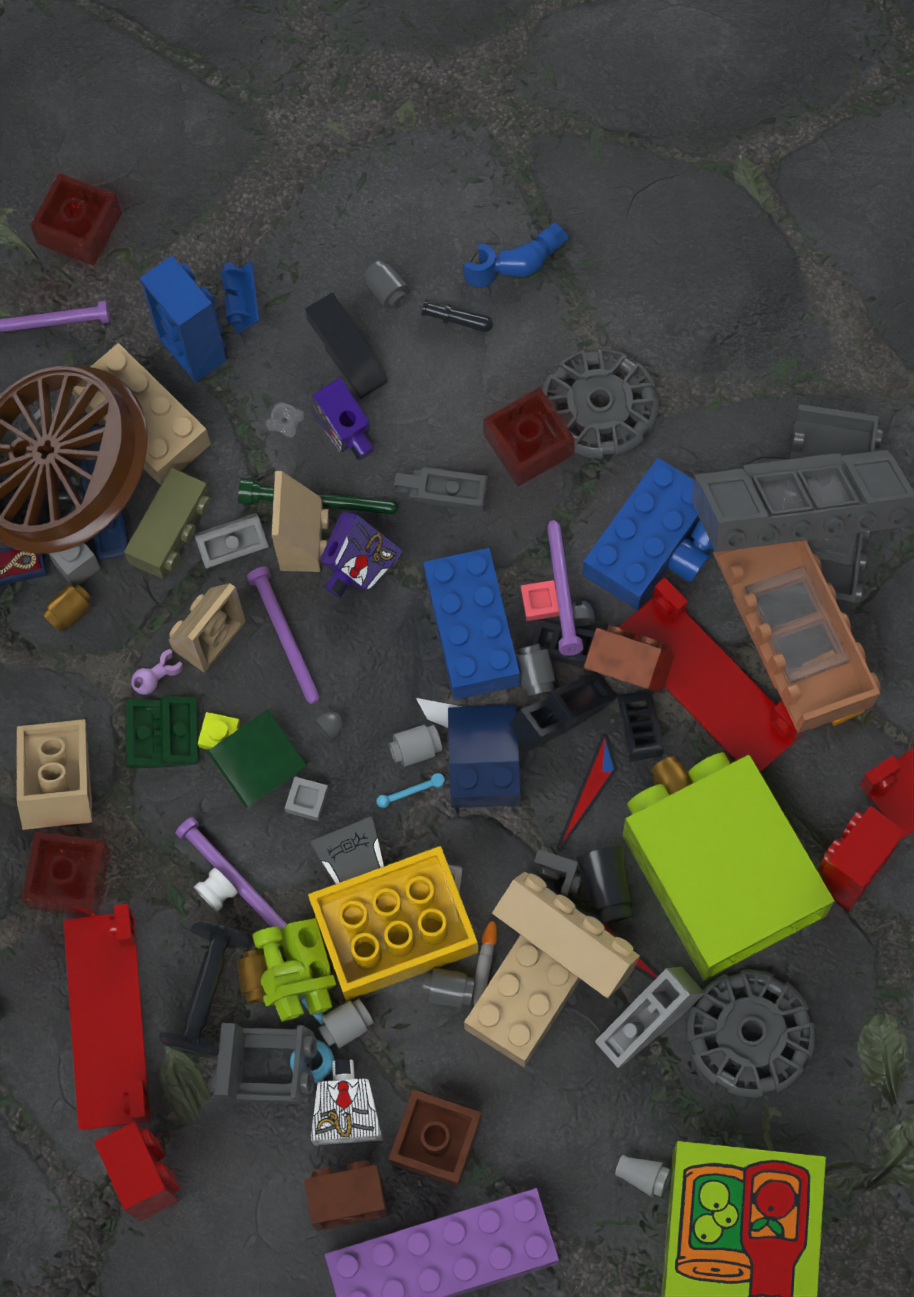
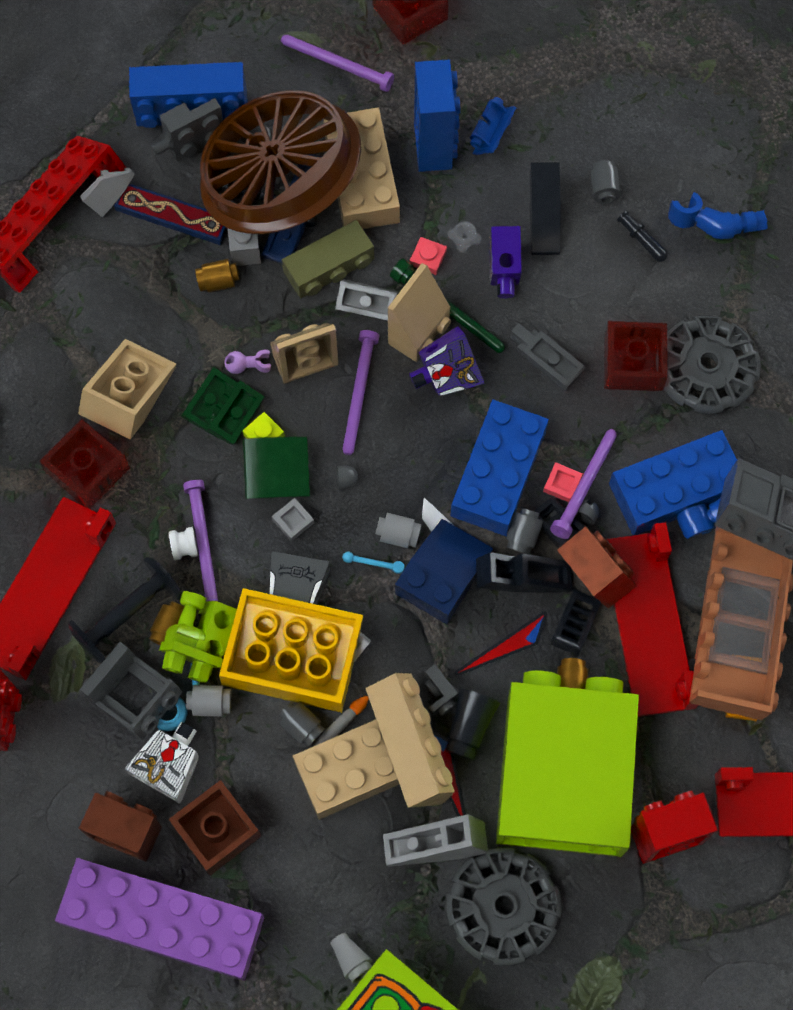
camera: 30 degrees right, 0 degrees up
(261, 460) = (428, 253): none -> coral plate

